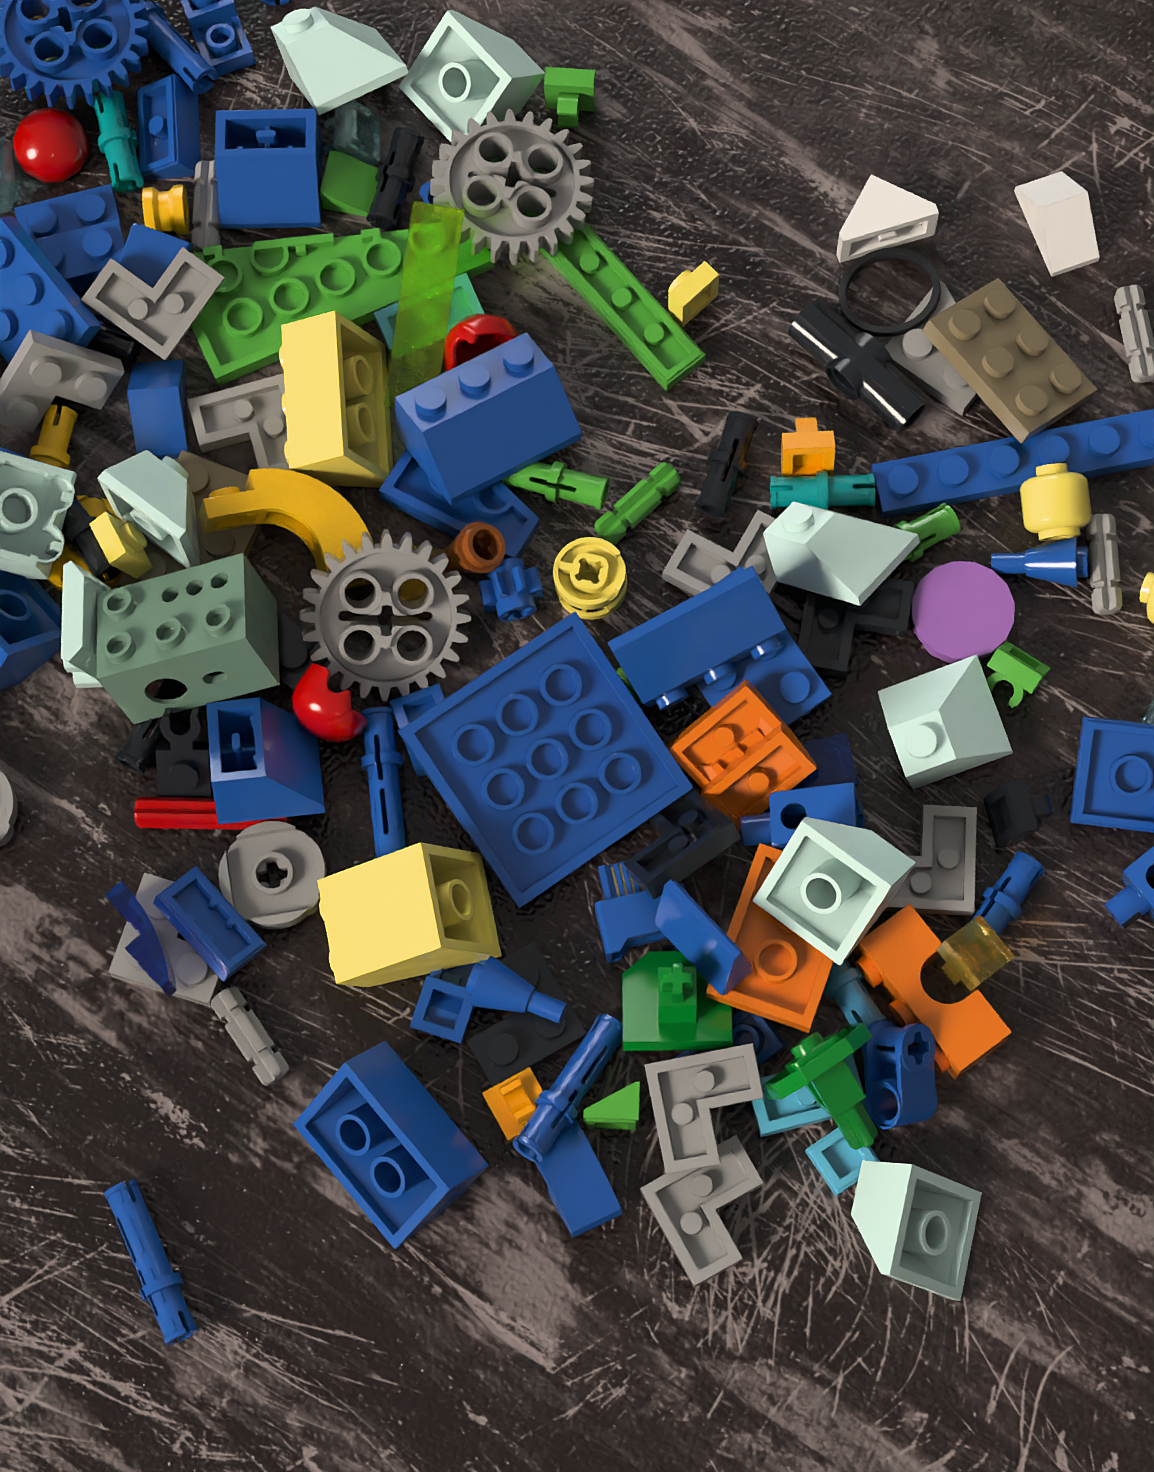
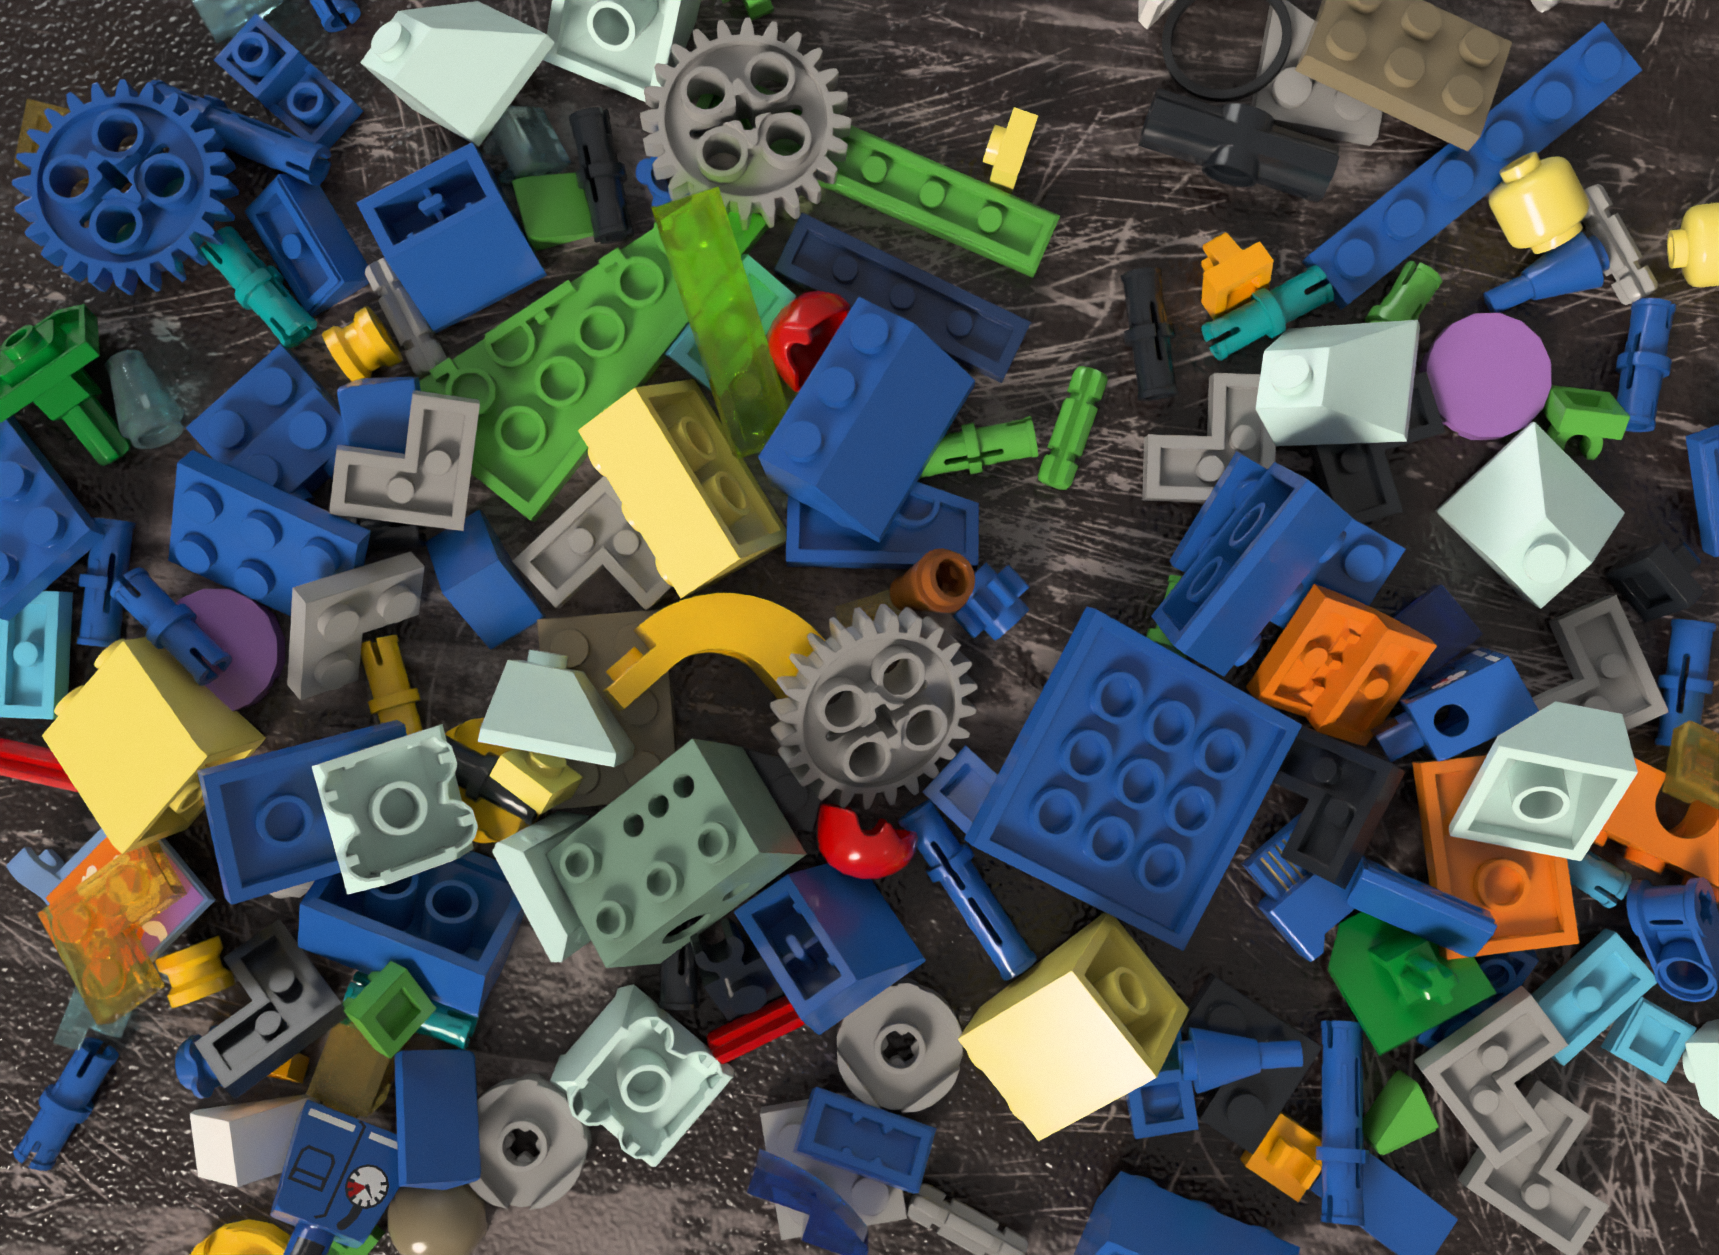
camera: 30 degrees left, 15 degrees up
(50, 145) = (184, 330): red hair -> none
(74, 804) = (639, 1075): none -> light aqua slope
(589, 386) = (955, 319): none -> dark blue plate
(590, 577) = (1067, 540): light yellow wheel -> none
(822, 1069) = (1619, 984): green piece -> none
(1082, 658) = (1645, 361): none -> blue pin

